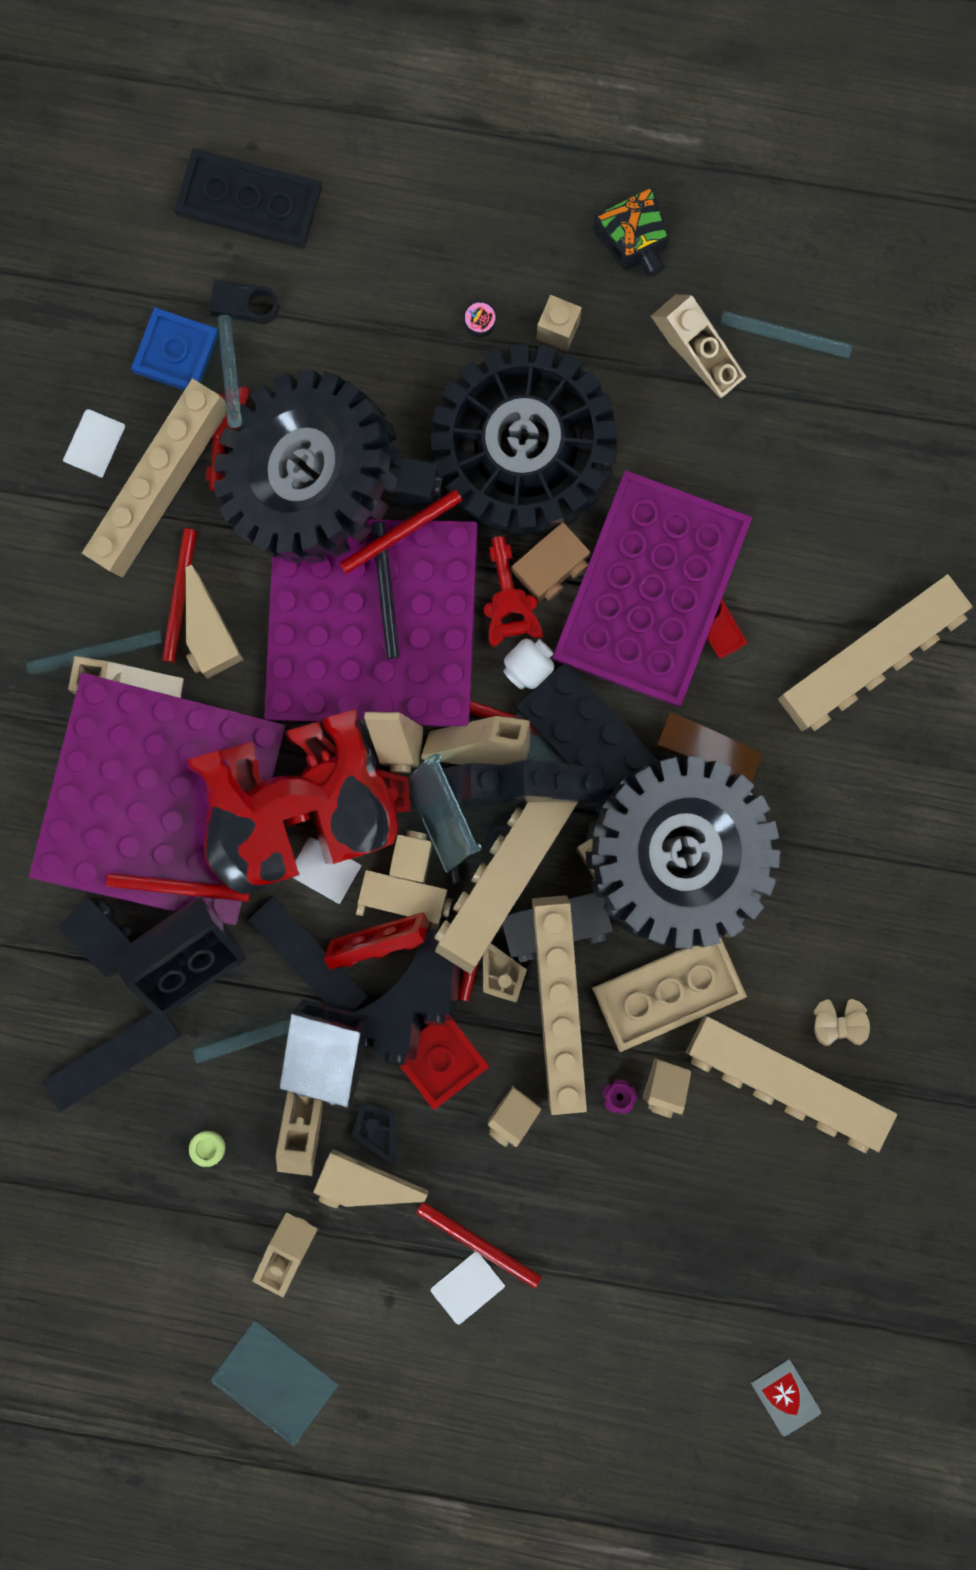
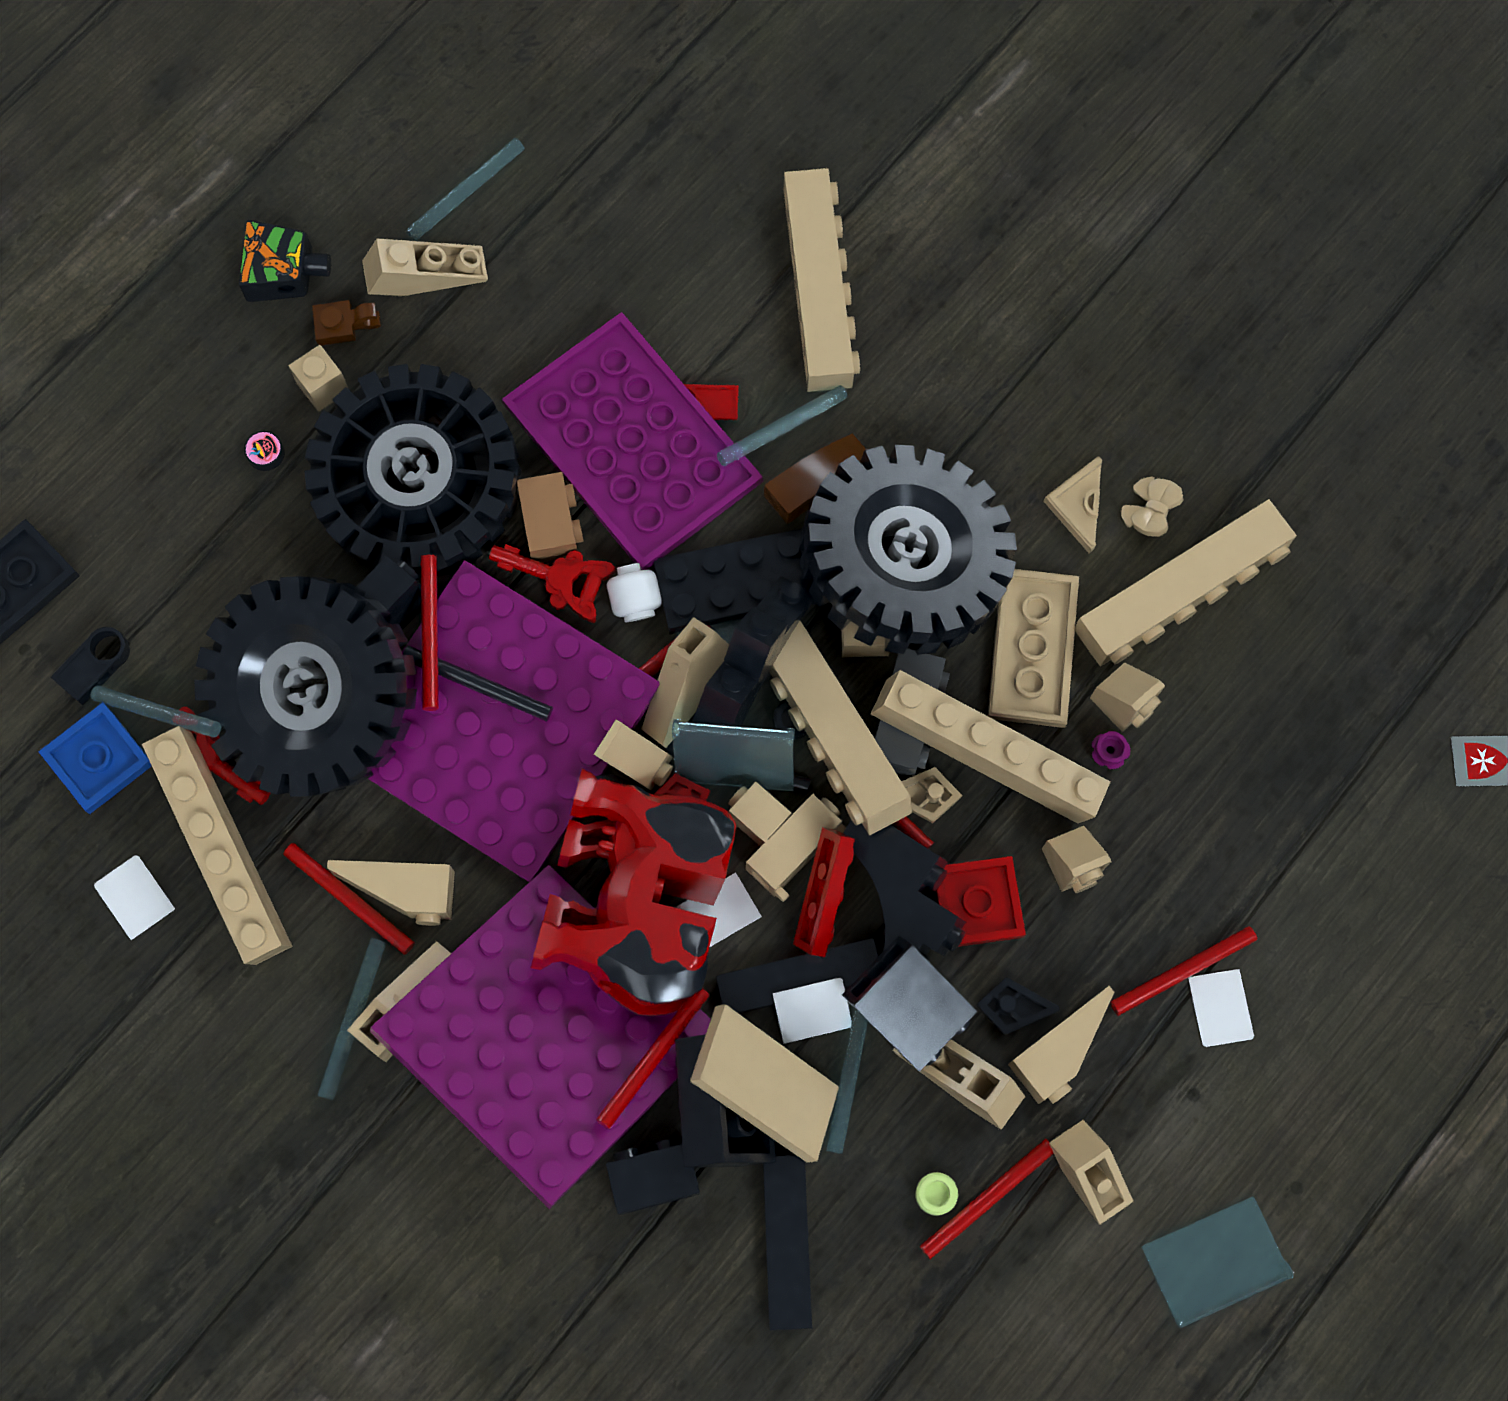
camera: 65 degrees left, 10 degrees down
(204, 979) = (765, 1083): none -> tan tile
(223, 1188) = (987, 1199): none -> red bar
(288, 980) = (812, 1010): none -> white sticker
(617, 308) = (338, 321): none -> reddish brown plate
(732, 696) = (781, 425): none -> clear light blue bar
(809, 962) = (1078, 503): none -> tan tile

